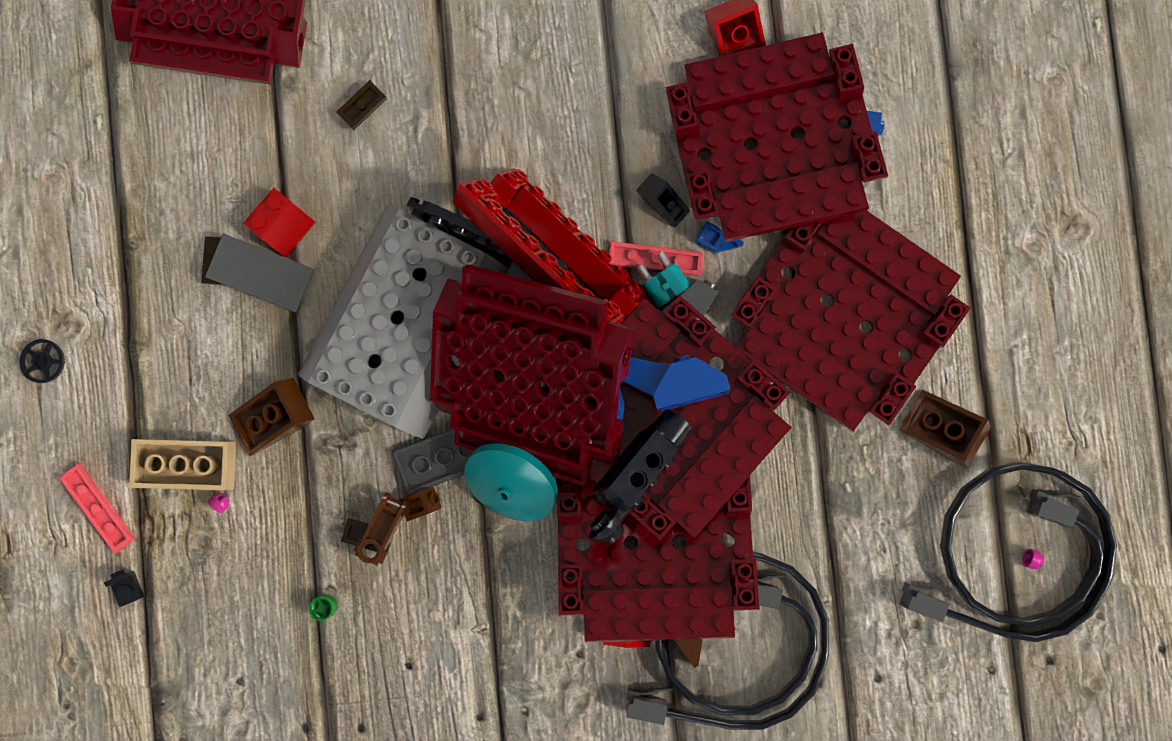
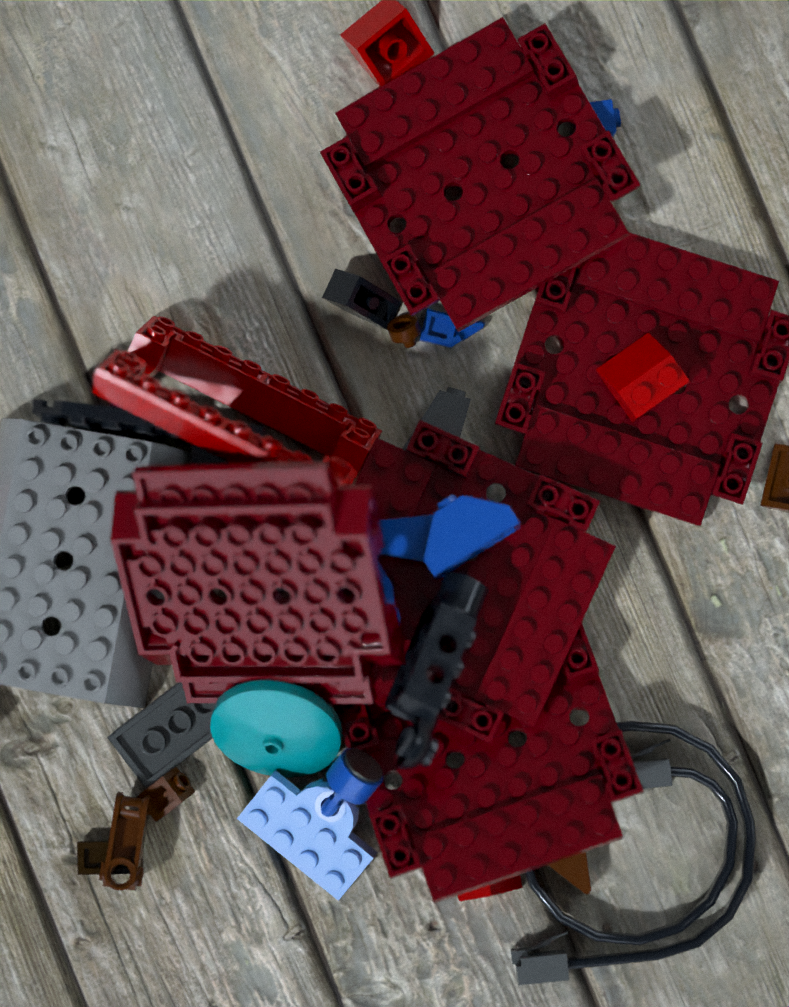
camera: 20 degrees left, 0 degrees up
(318, 608) = (76, 971): green wheel -> none
(520, 556) = (317, 822): none -> light blue plate
(634, 255) = (376, 378): coral tile -> none
(665, 284) = (398, 409): teal piece -> none
(686, 230) = (404, 330): none -> reddish brown tile
(845, 313) = (642, 376): none -> red slope

